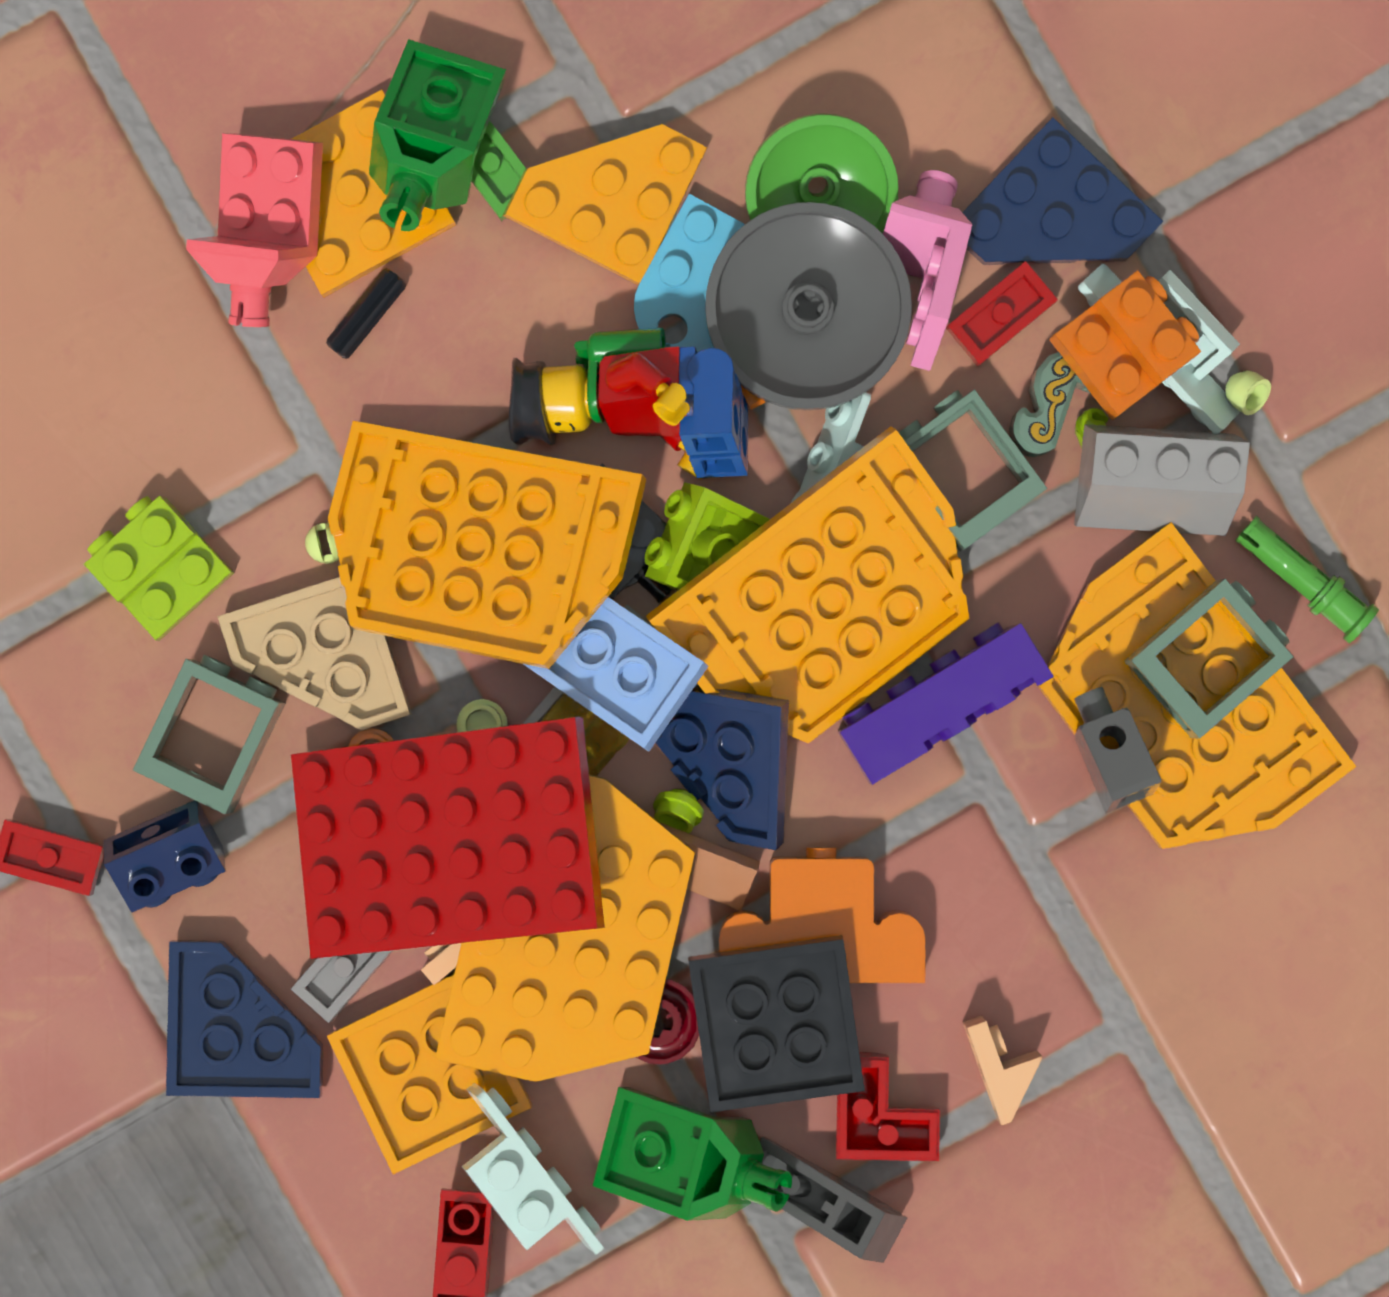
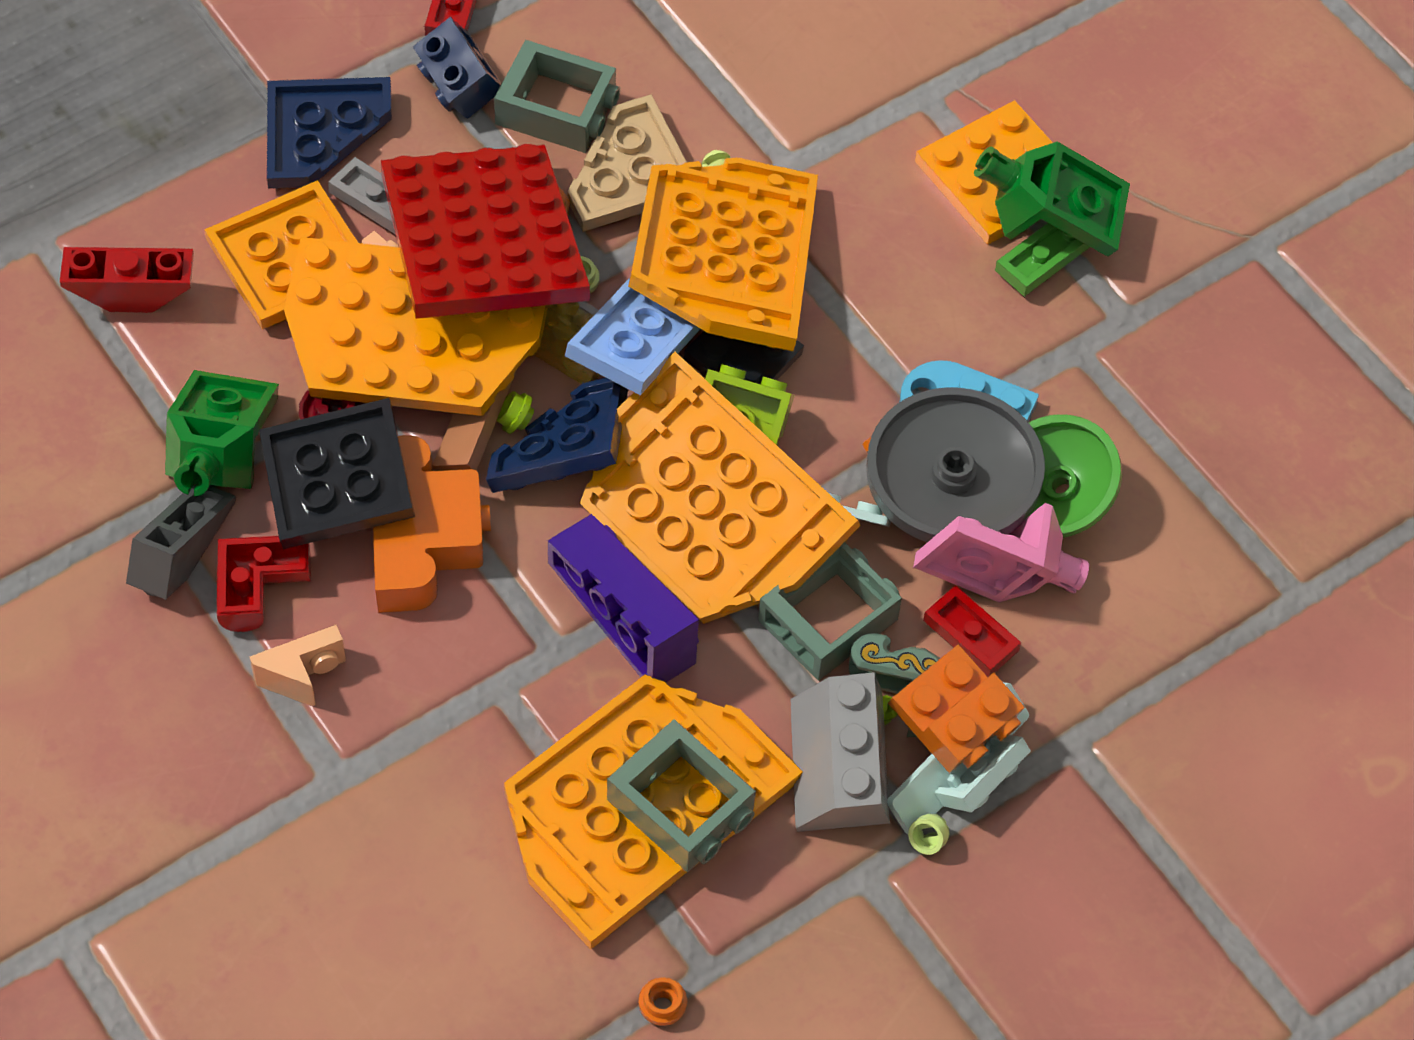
camera: 80 degrees right, 30 degrees down
(157, 566) = (688, 60): lime plate -> none
(264, 220) = (966, 108): coral plate -> none
(366, 313) = (906, 183): black axle -> none
(518, 1185) = (197, 305): light aqua bracket -> none
(610, 198) = (1027, 336): light orange plate -> none
(639, 391) = (867, 355): piece -> none
(1057, 208) = (1072, 672): dark blue plate -> none
(1121, 773) = (585, 716): dark grey torso -> none
(1325, 594) = (750, 909): bright green pin -> none

